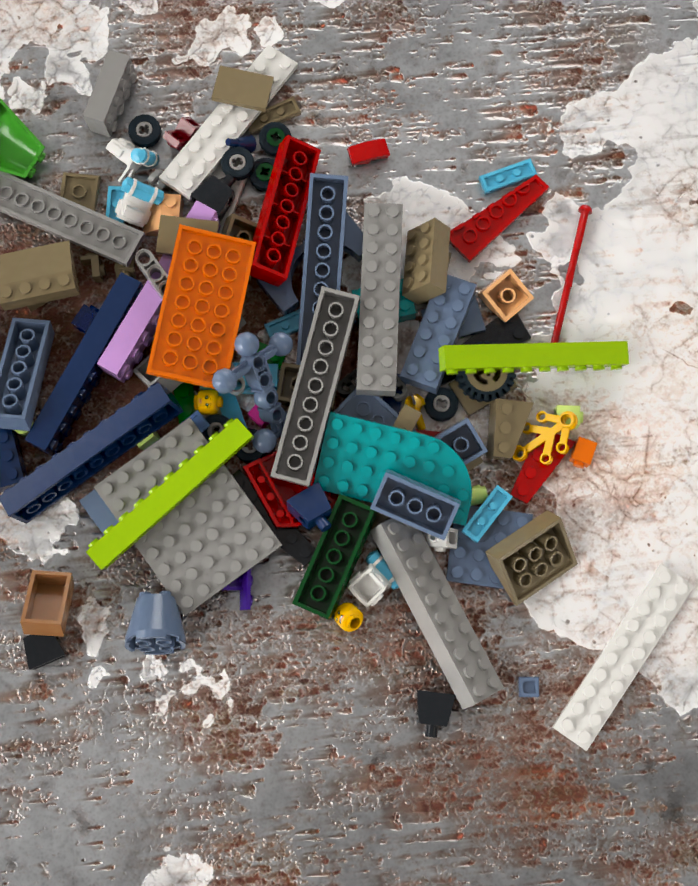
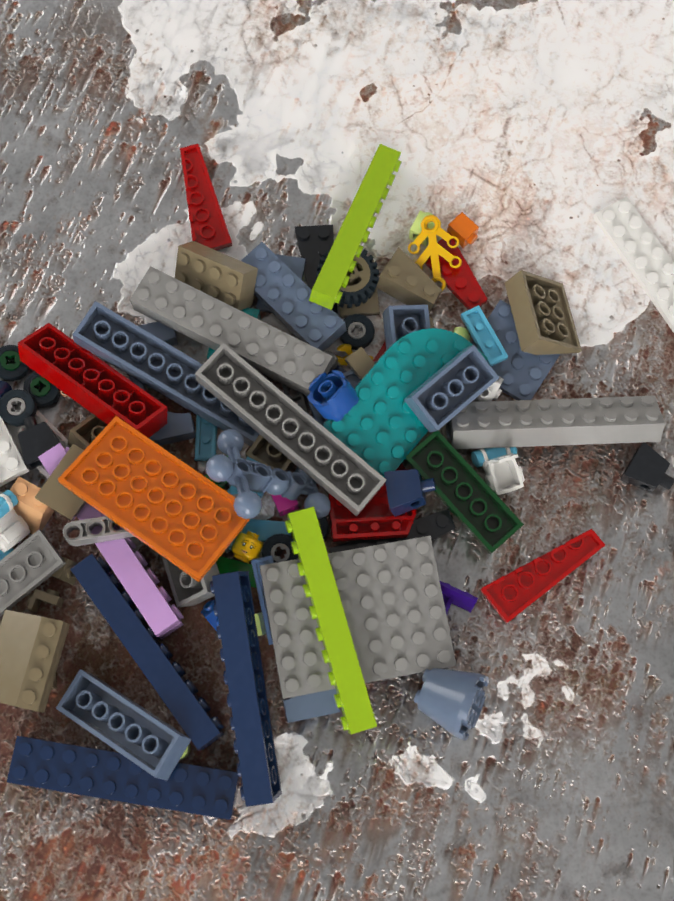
camera: 65 degrees left, 5 degrees down
(43, 650) = (421, 831): black torso -> none
(47, 603) = (382, 803): medium nougat piece -> none
(84, 318) = (97, 632): clear blue brick -> none
(284, 647) = (529, 582): none -> red wing
(348, 617) = (526, 507): yellow head -> none
(358, 407) = (332, 395): none -> blue brick
(367, 151) = (73, 284): red slope -> none
(506, 295) = (282, 225): light nougat slope -> none
(507, 176) = (167, 175): medium azure tile -> none
(528, 686) = (658, 377): sand blue tile -> none
(585, 210) = (237, 125): red bar -> none

